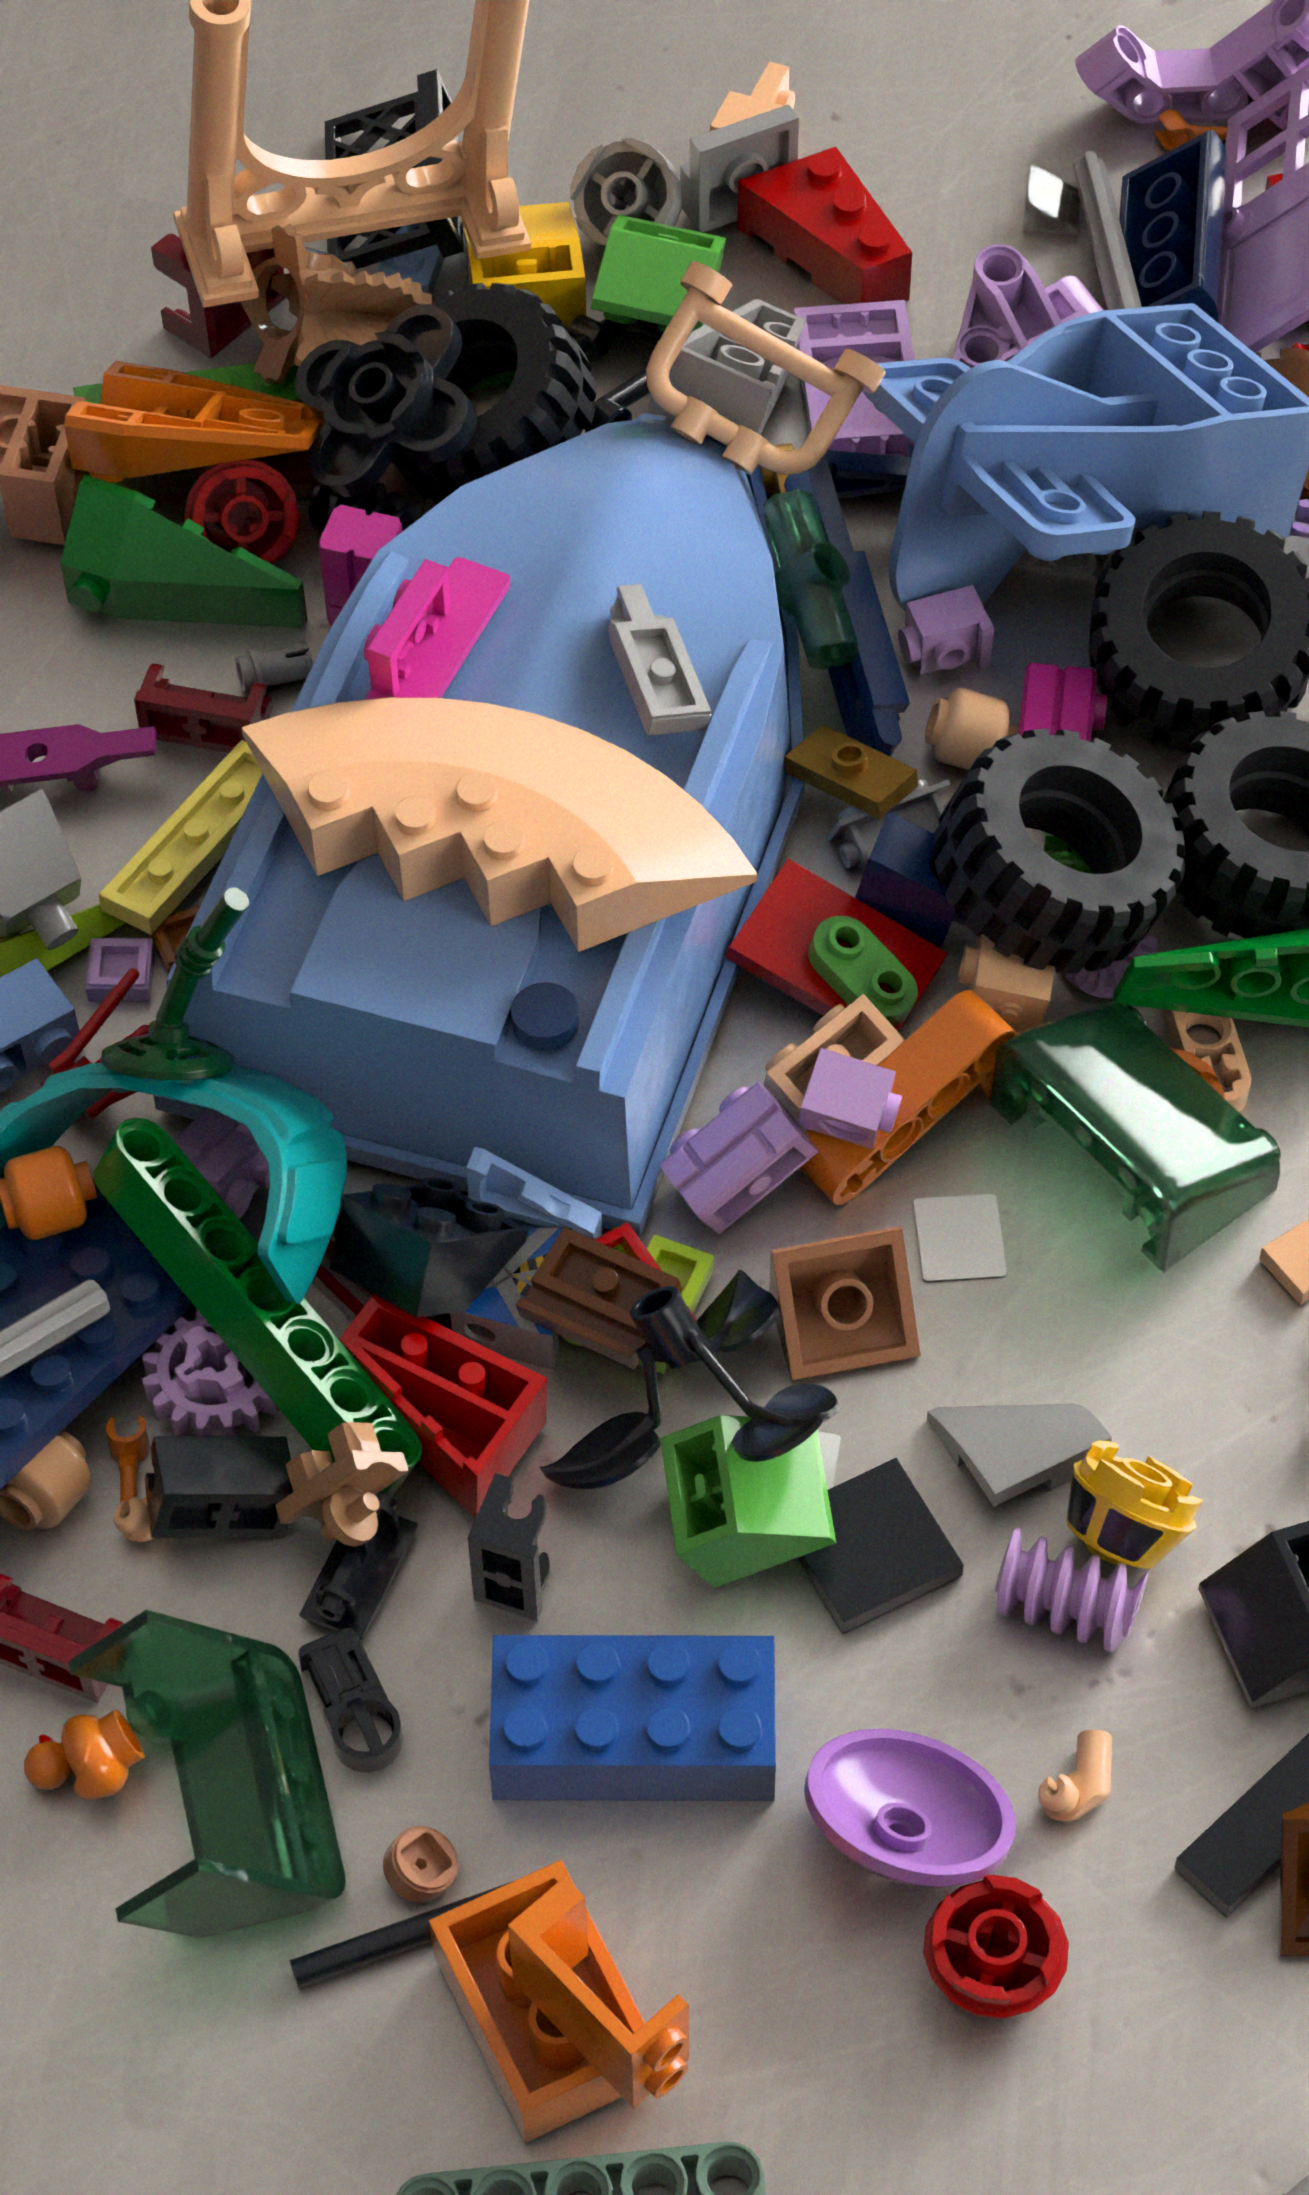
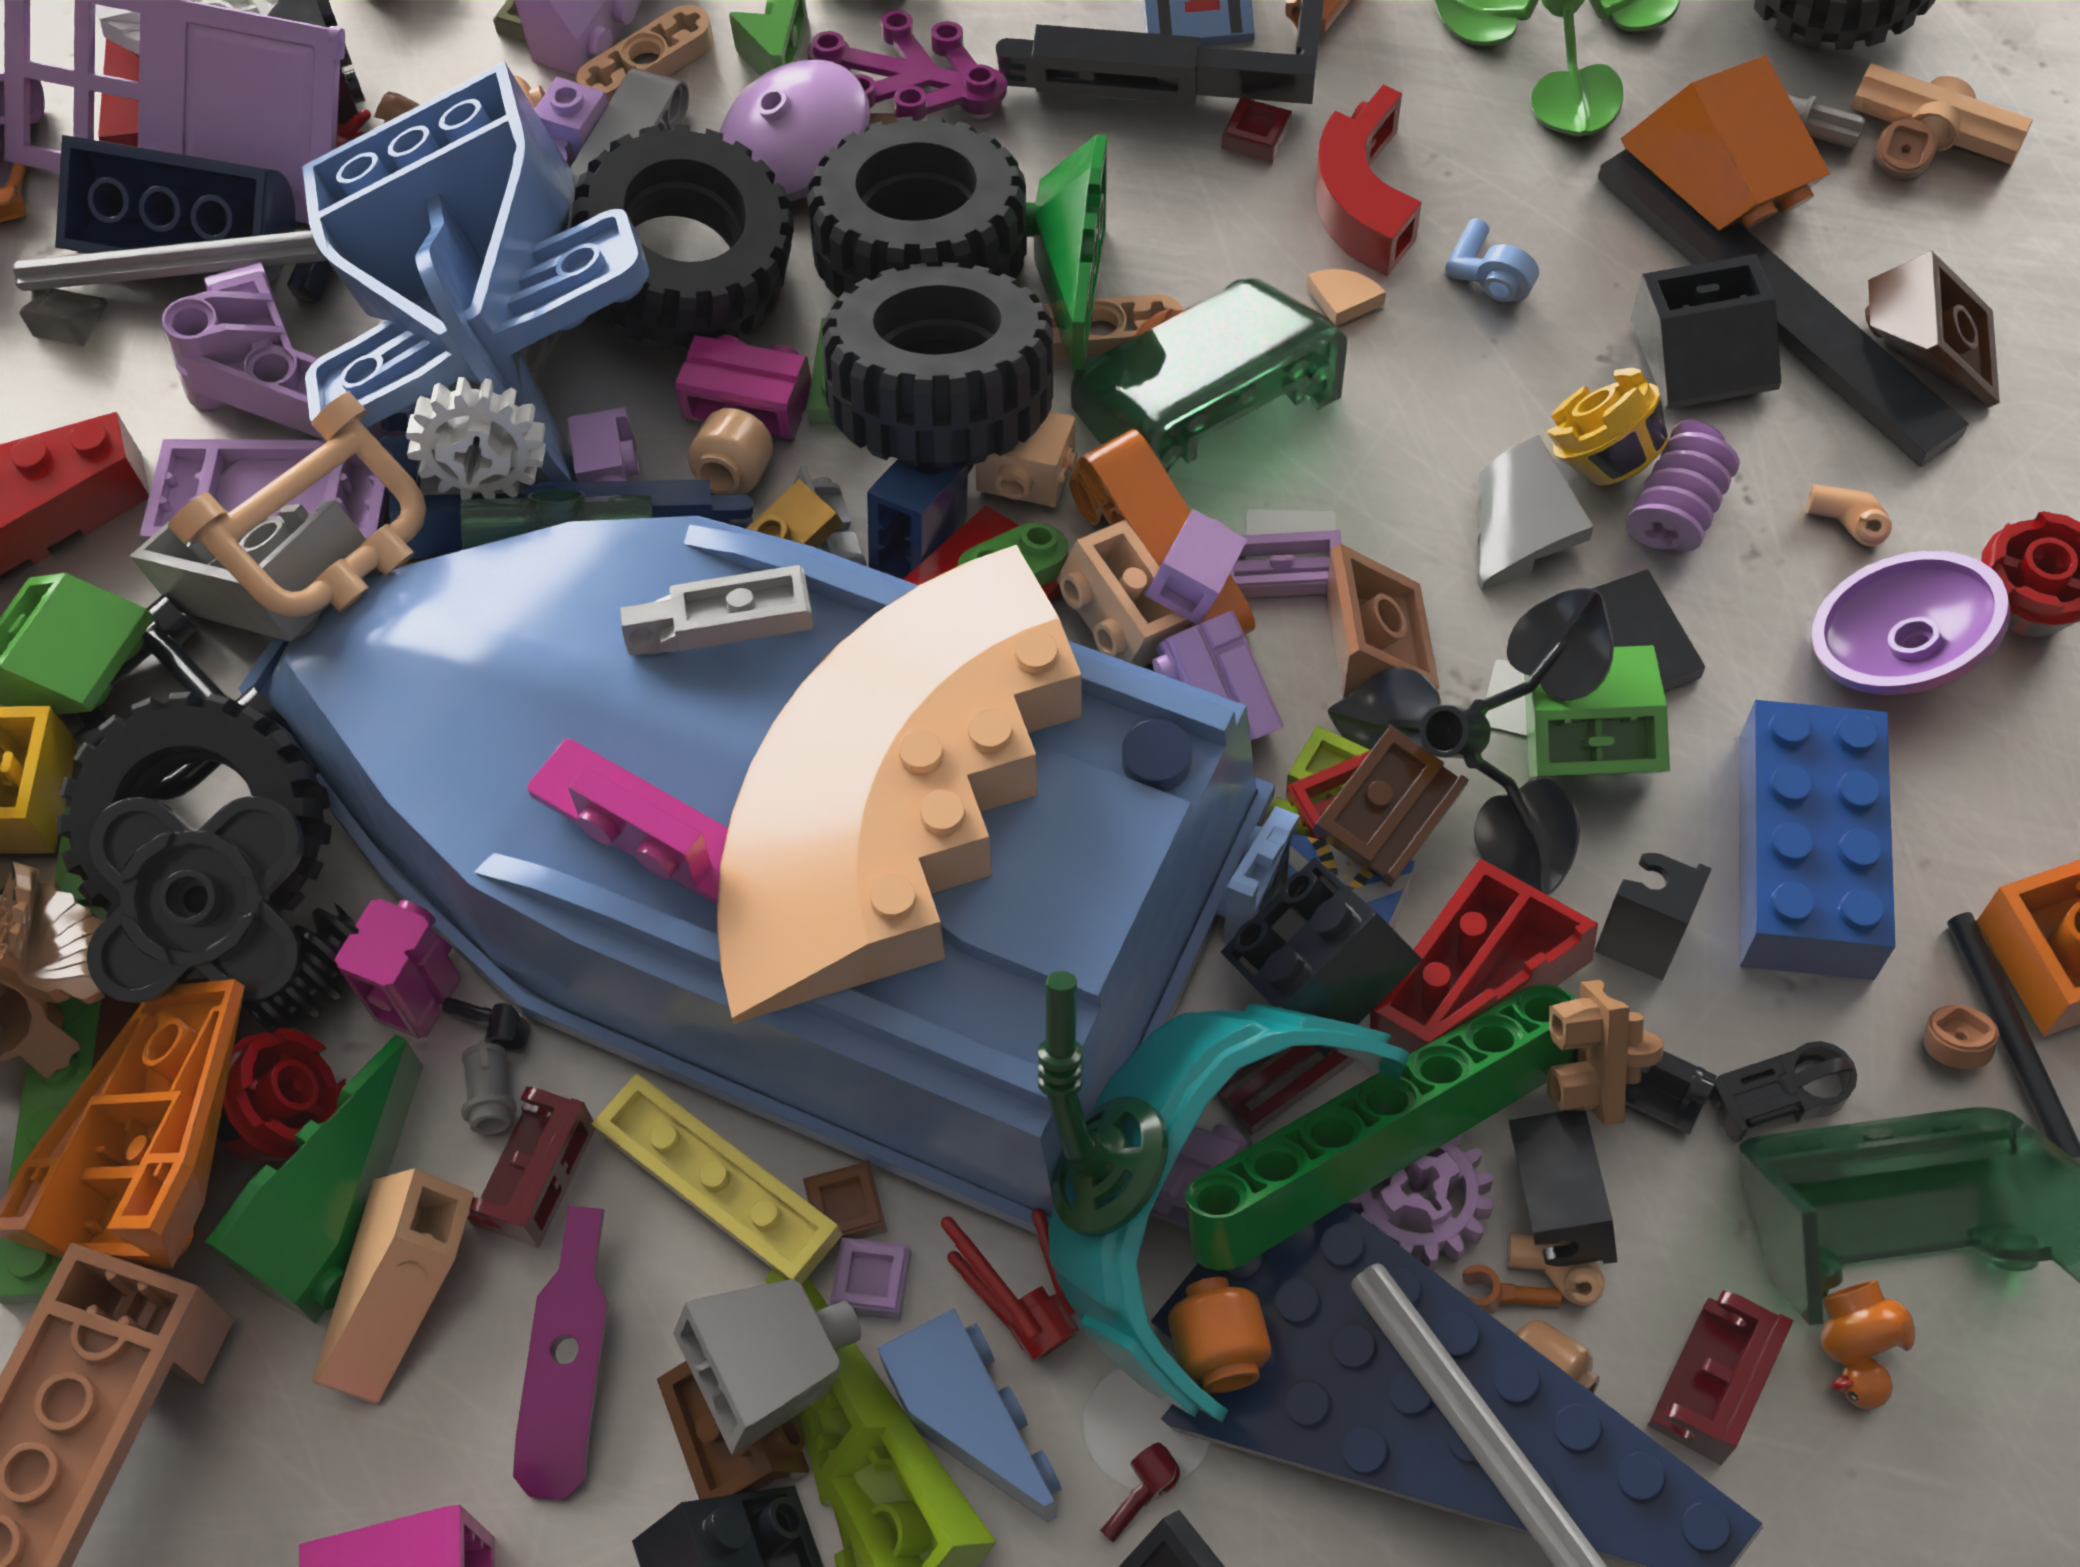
camera: 80 degrees left, 5 degrees up
(90, 628) = (391, 1279): none -> light nougat slope
(867, 483) = (444, 434): none -> white gear
(930, 1267) = (1283, 573): none -> lavender tile

